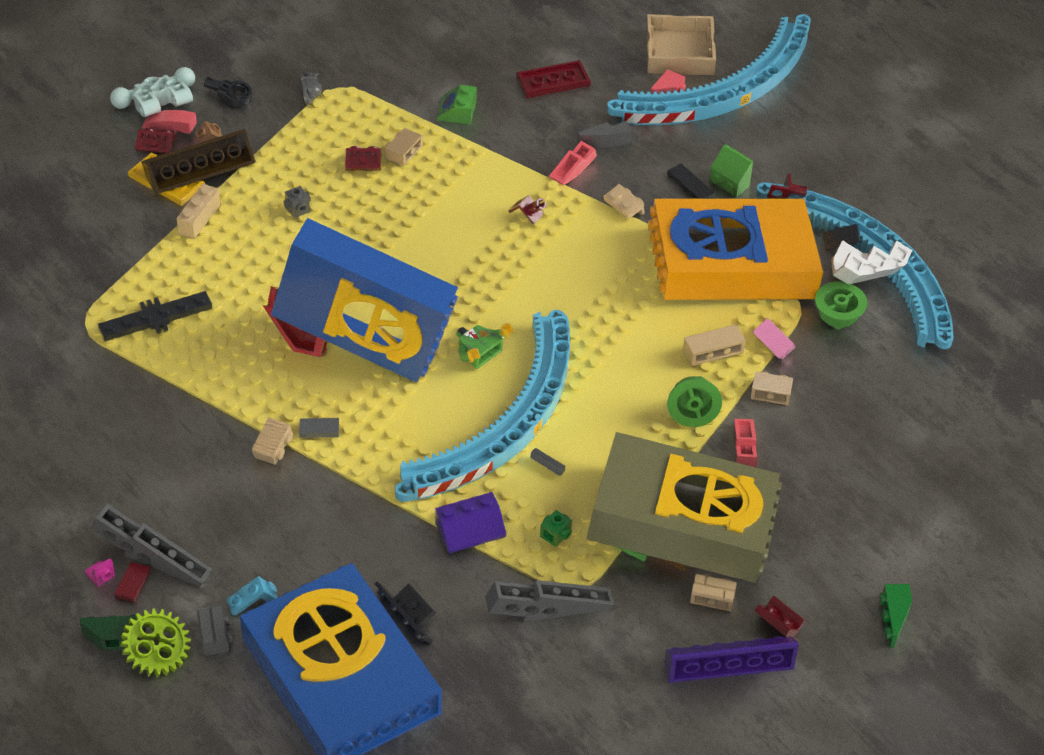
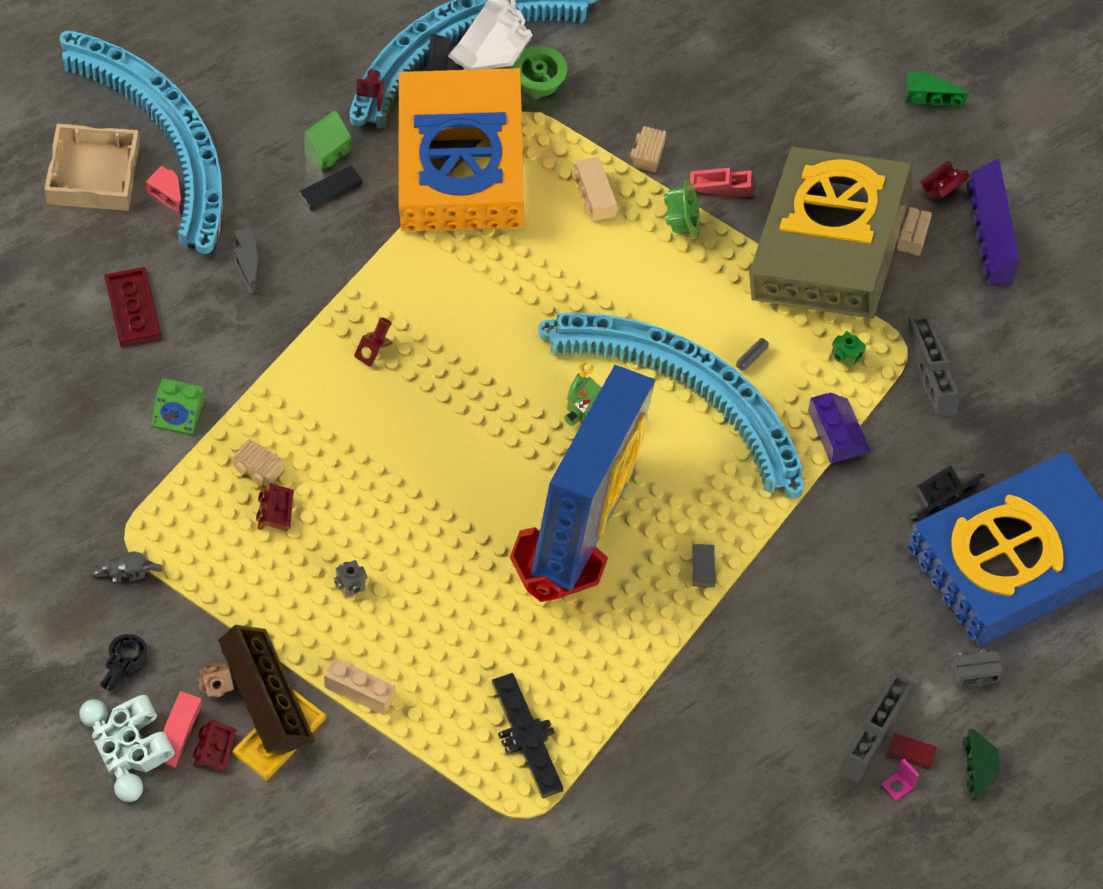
camera: 90 degrees left, 10 degrees up
(152, 660) = (1014, 723): lime gear -> none
(251, 593) = (932, 634): medium azure bracket -> none
(272, 440) = (724, 610): tan brick -> none
(573, 163) = (293, 296): coral slope -> none
(624, 201) = (364, 250): tan bracket -> none
(774, 339) = (585, 136): bright pink hinge -> none

